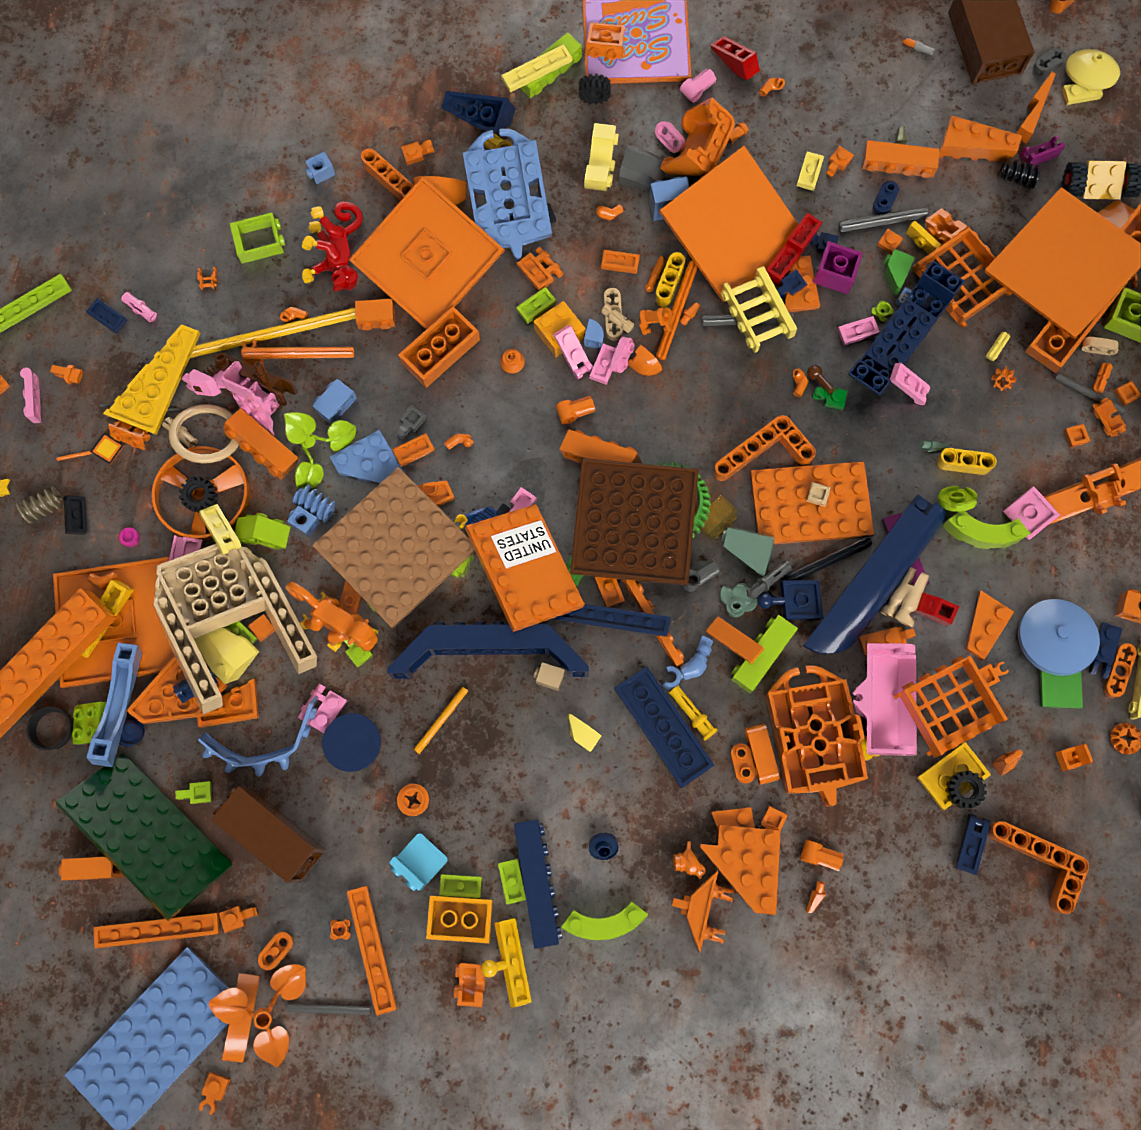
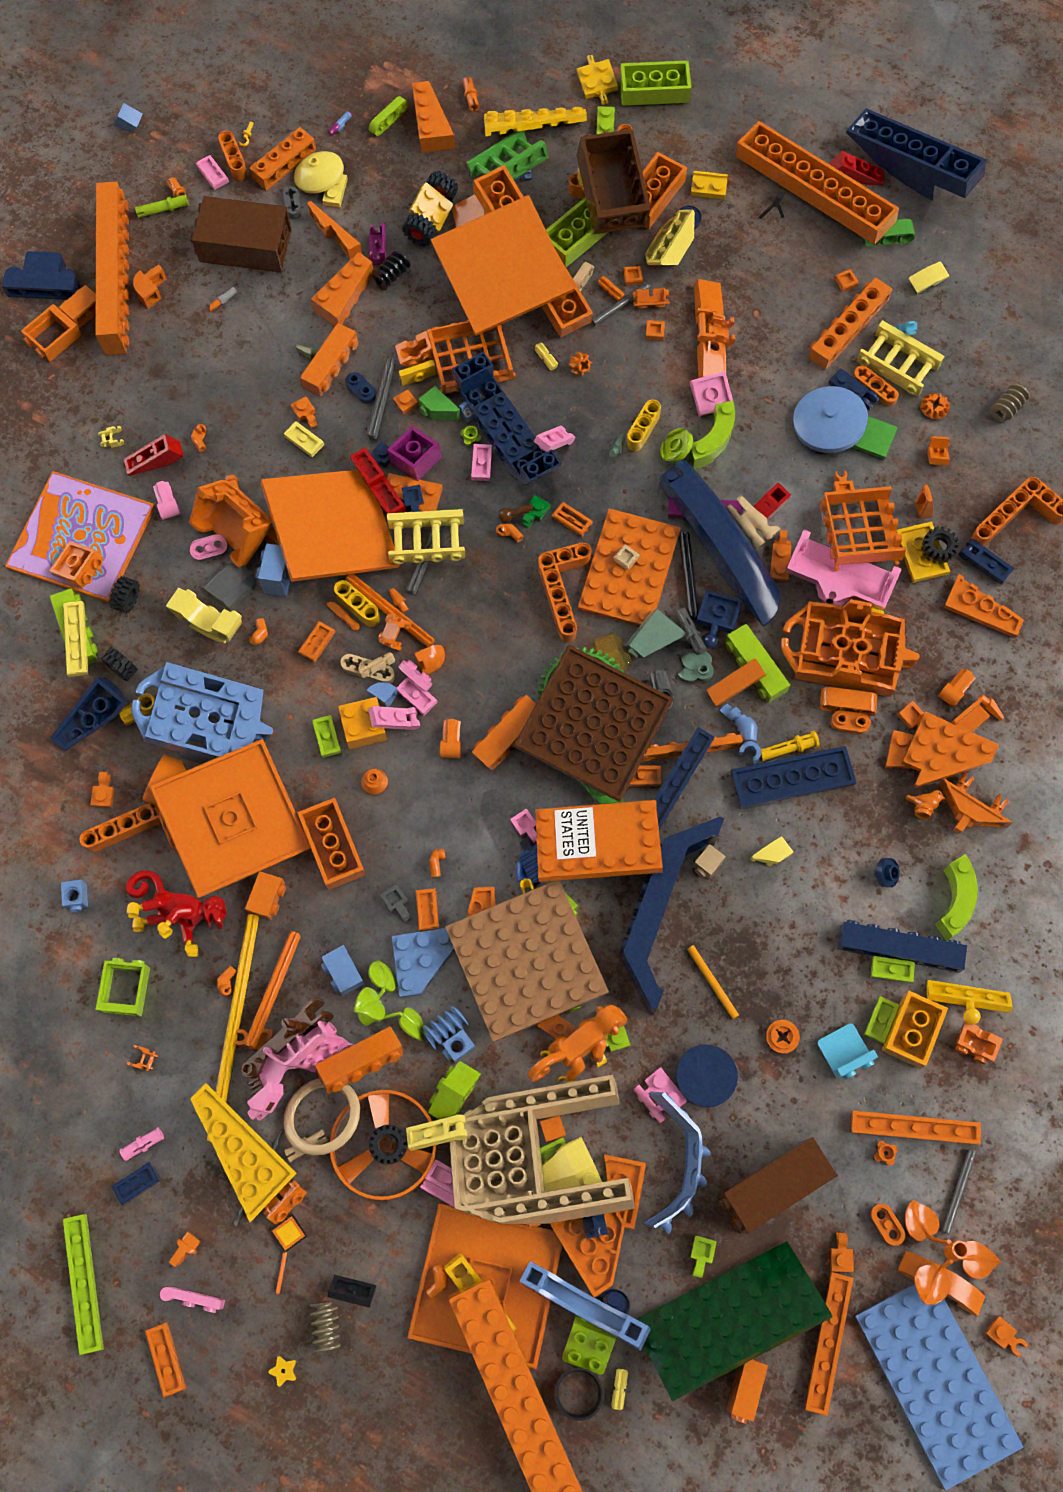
camera: 70 degrees left, 5 degrees down
(68, 761) = (619, 1384): none -> light yellow piece
(129, 537) = (399, 1239): dark pink tile -> none
(530, 112) = (119, 664): none -> black tyre
(535, 272) = (292, 723): orange plate -> none
(743, 13) = (109, 432): none -> light yellow piece
(795, 880) = (972, 717): none -> orange panel
(834, 448) = (584, 528): none -> orange tile
(919, 848) = (975, 605): none -> orange wing
(987, 624) = (797, 469): orange wing -> none
(1091, 33) = (282, 158): none -> orange brick

